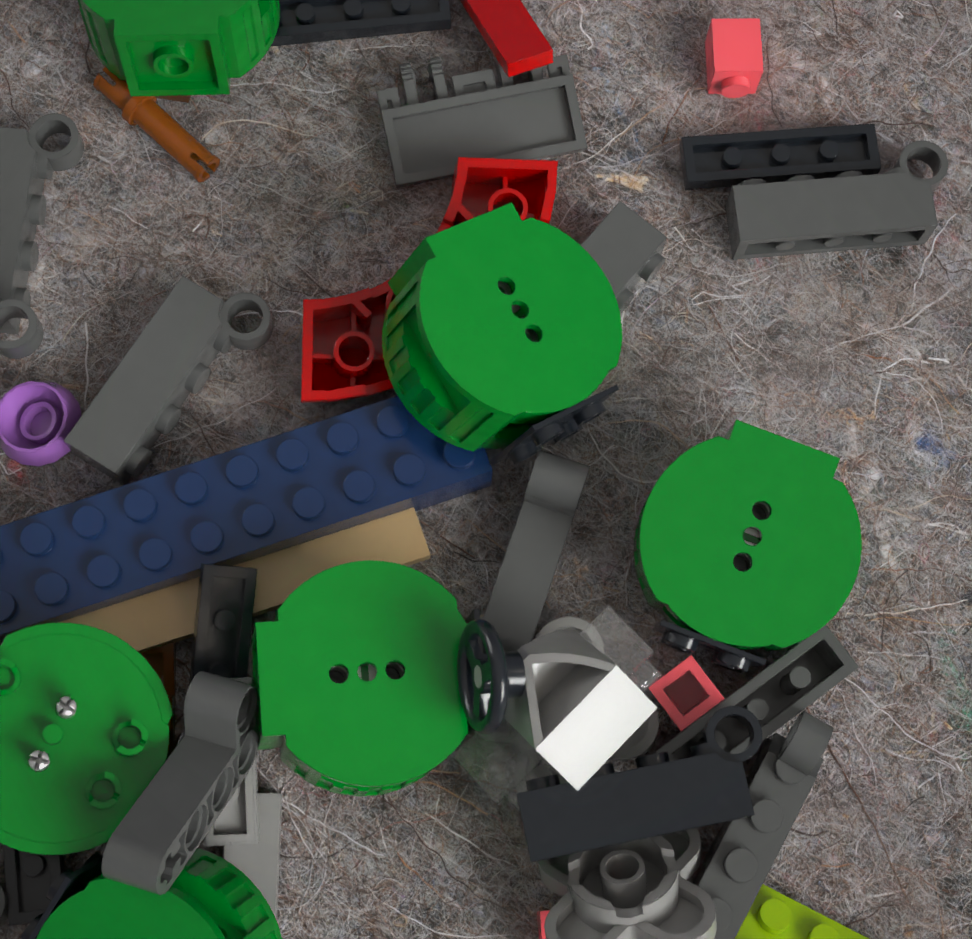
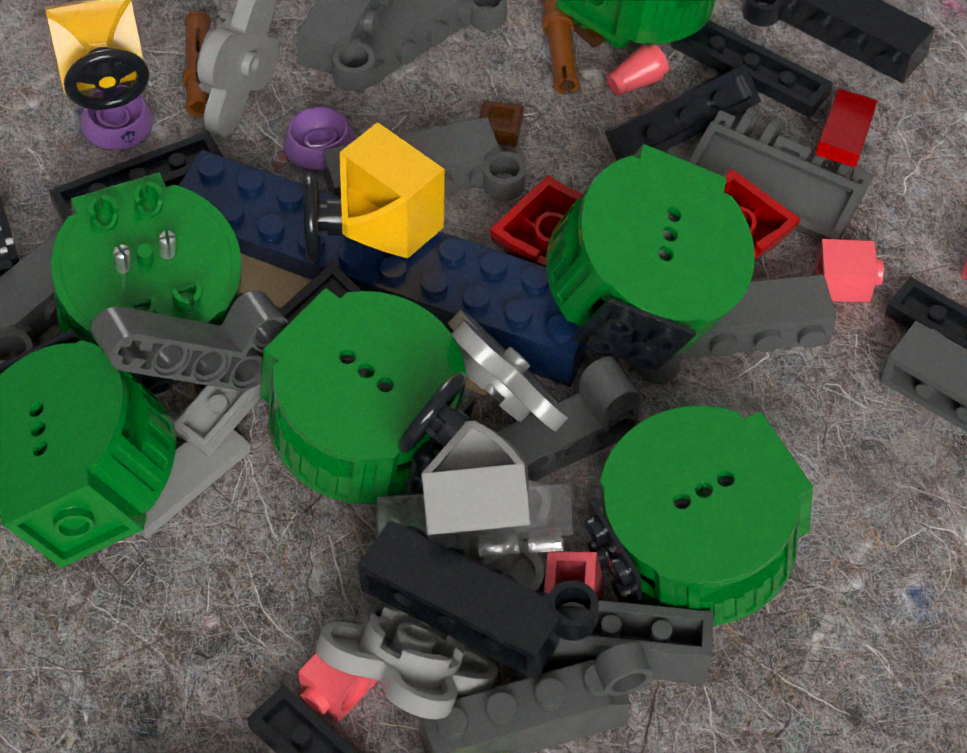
camera: 45 degrees right, 20 degrees down
(183, 256) = (504, 120): none -> reddish brown tile
(202, 470) = (387, 197): none -> yellow piece
(260, 99) = (638, 70): none -> coral cone
(346, 122) = (685, 113): none -> black plate
(462, 546) = (504, 374): none -> light grey plant
(624, 171) = (850, 269): none -> coral brick

